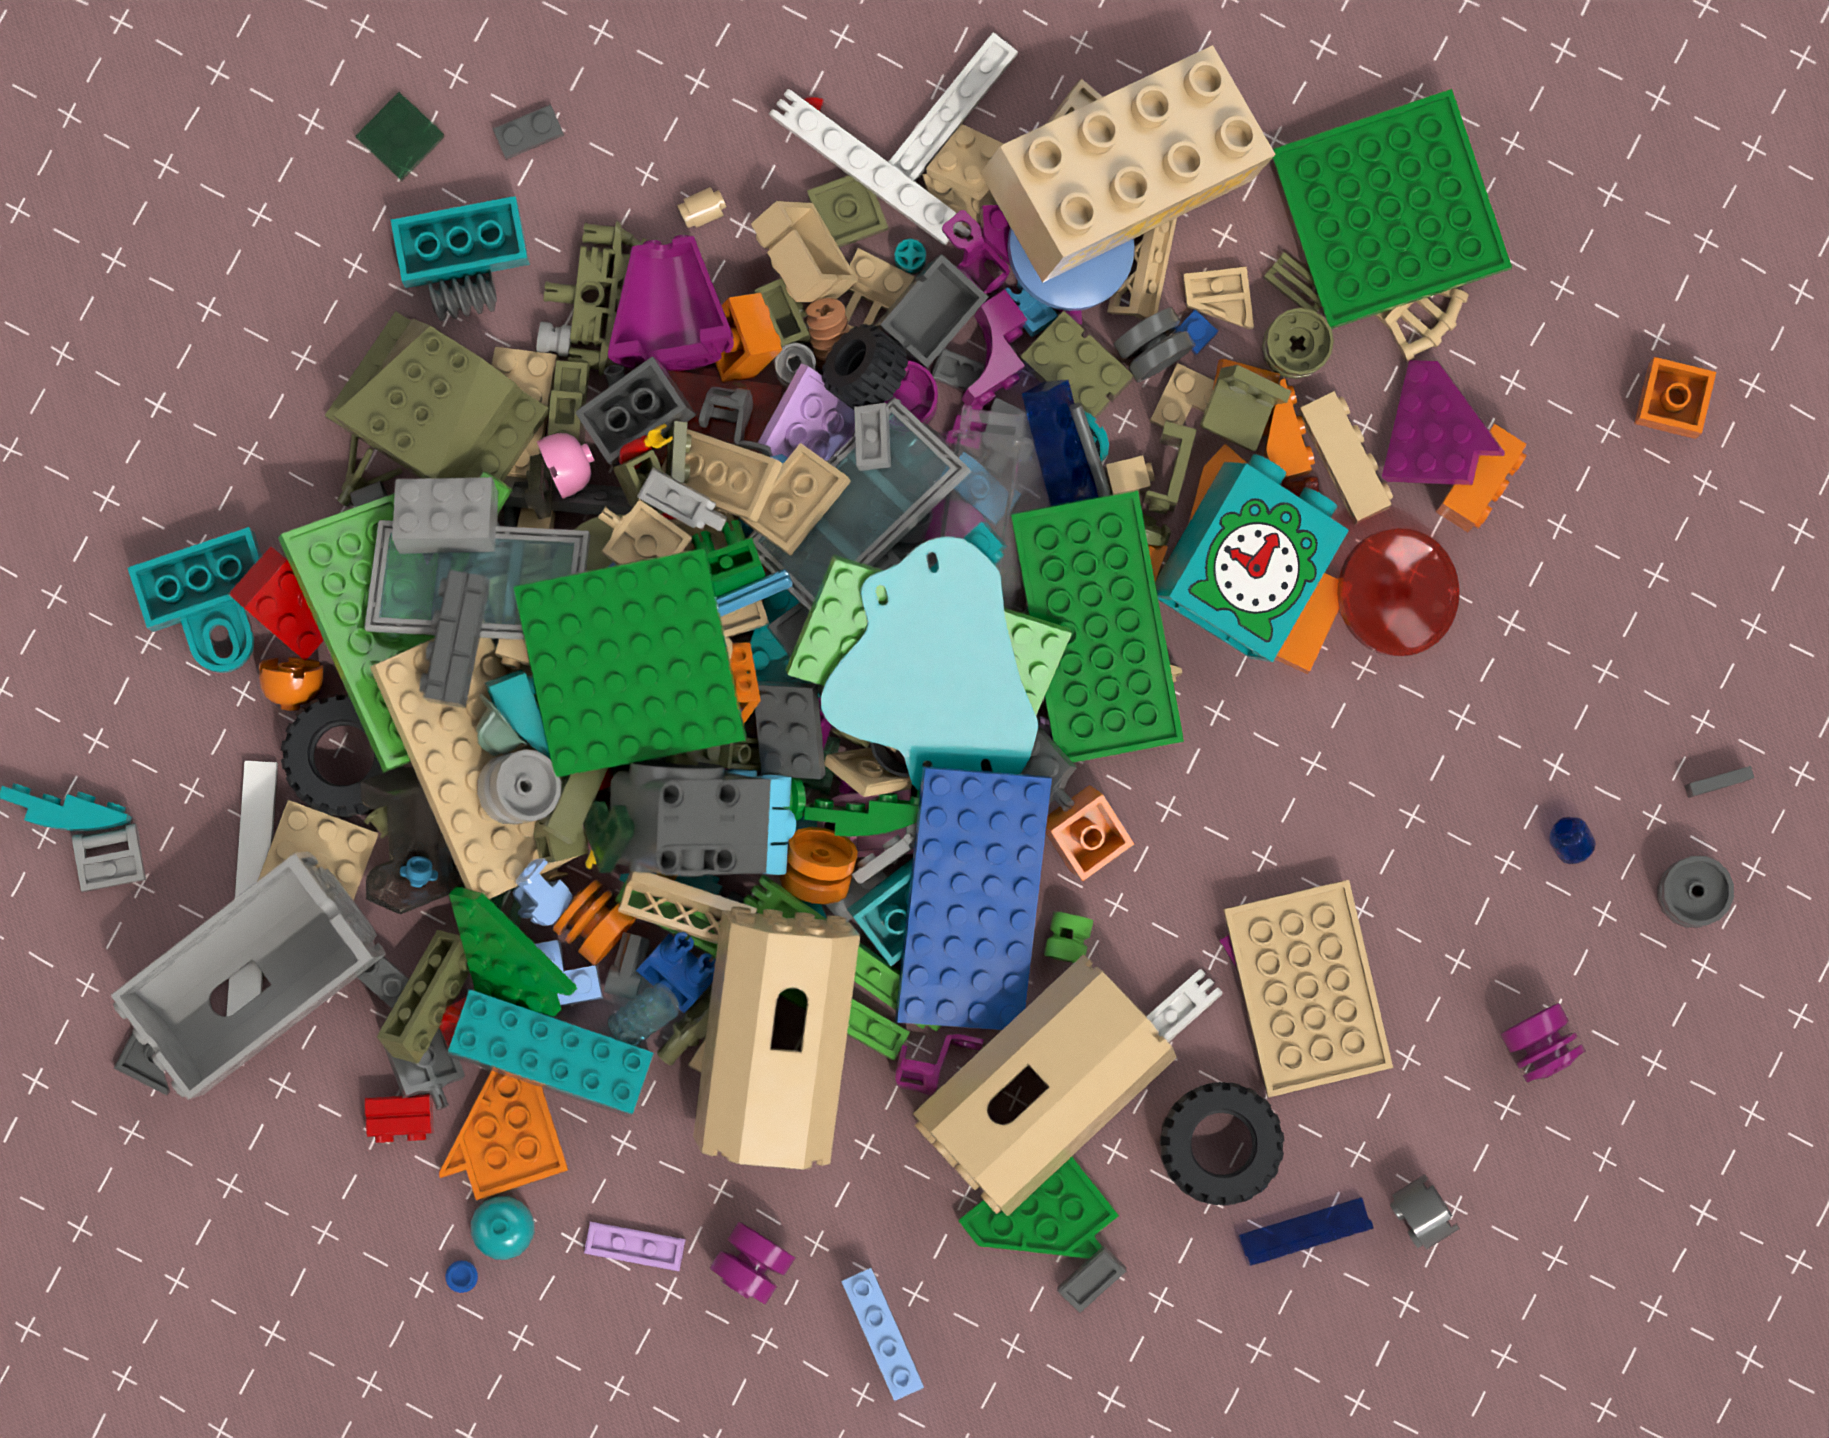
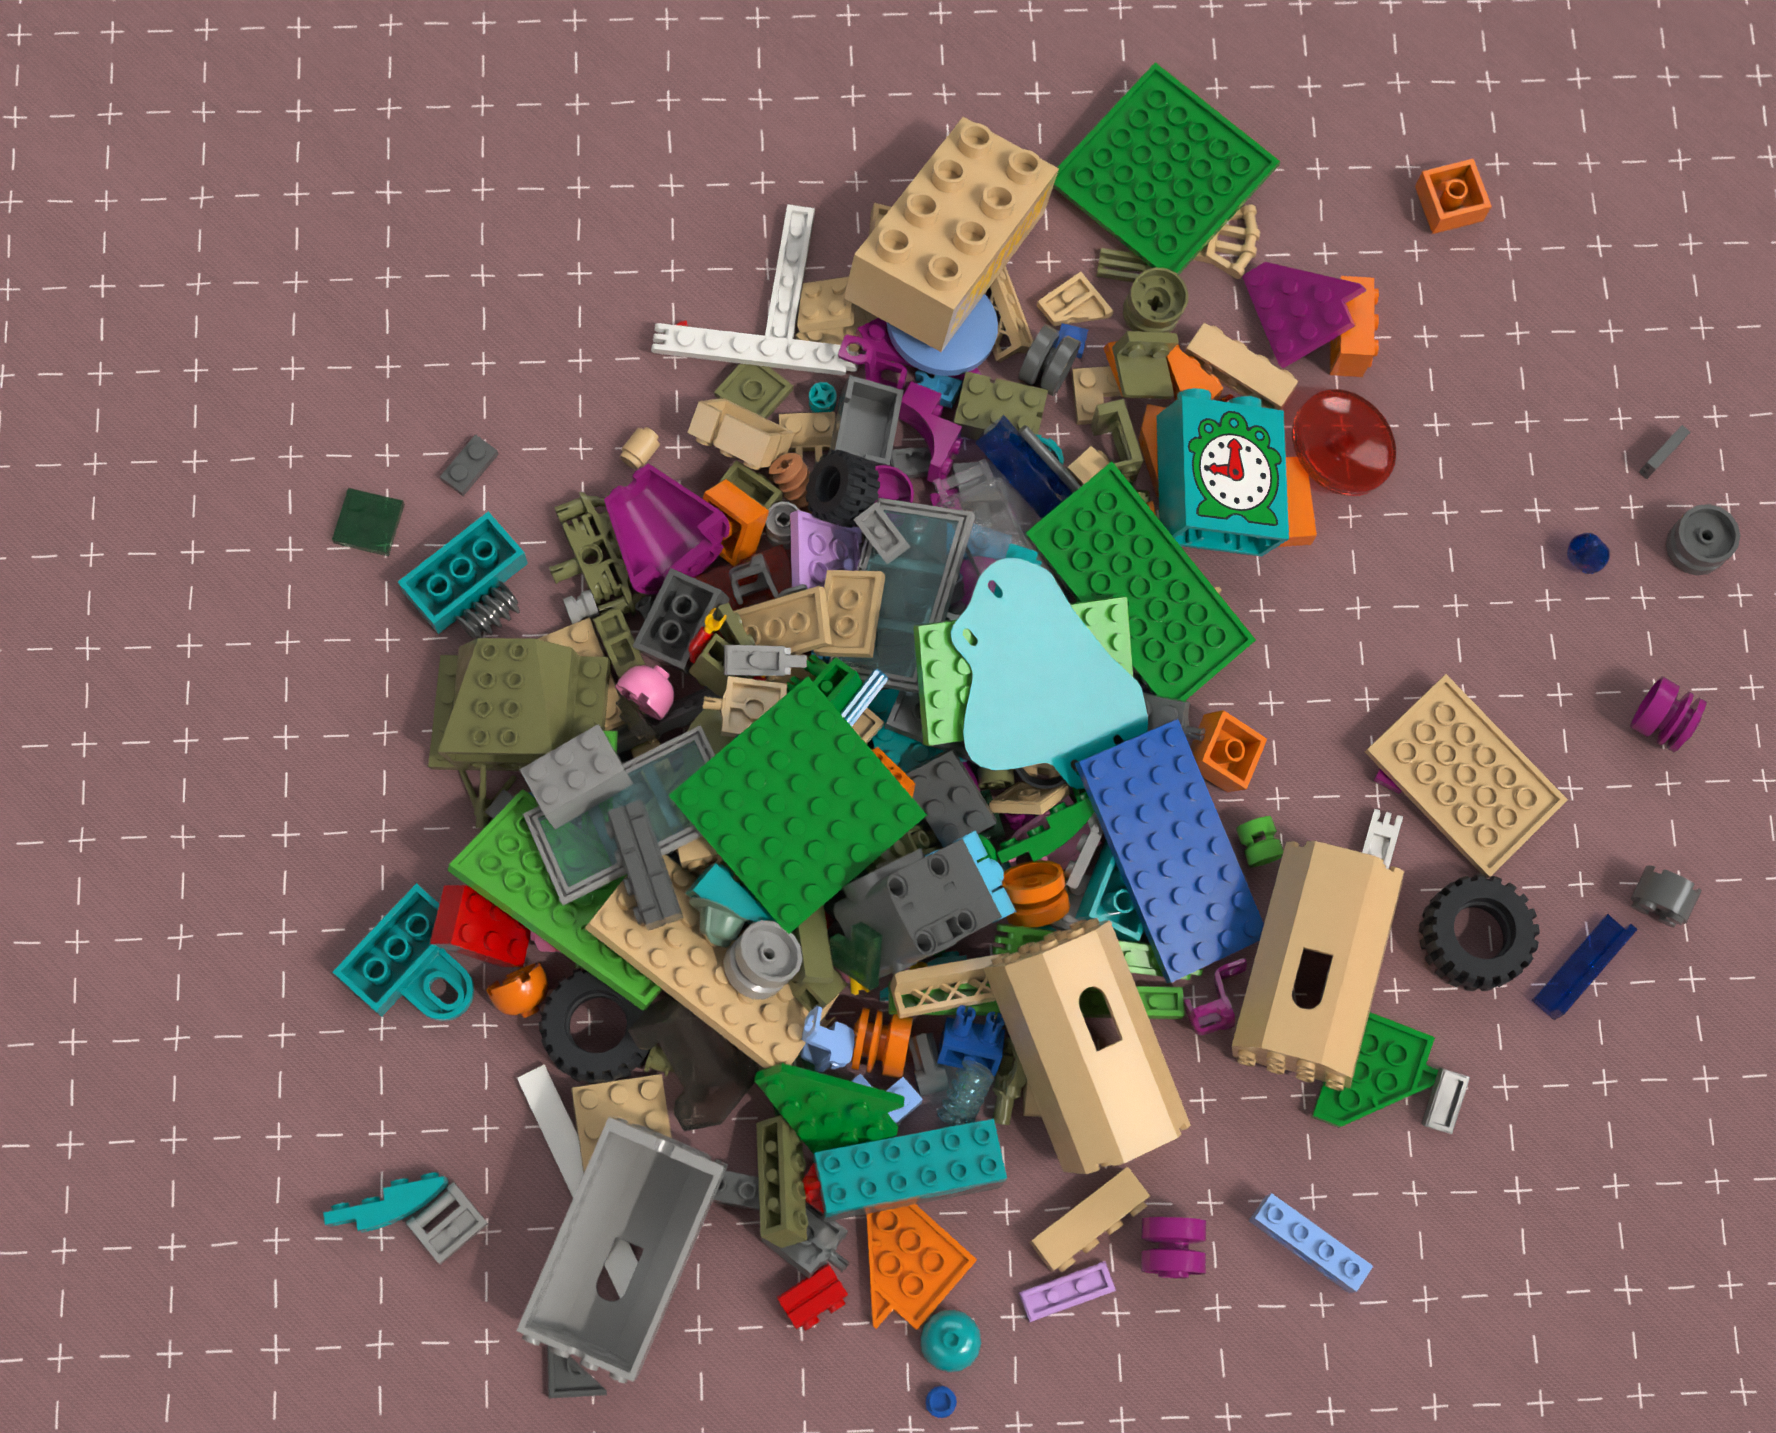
camera: 35 degrees left, 10 degrees down
(419, 871) = (714, 1084): dark azure plate -> none
(693, 1194) = (1090, 1219): none -> tan brick

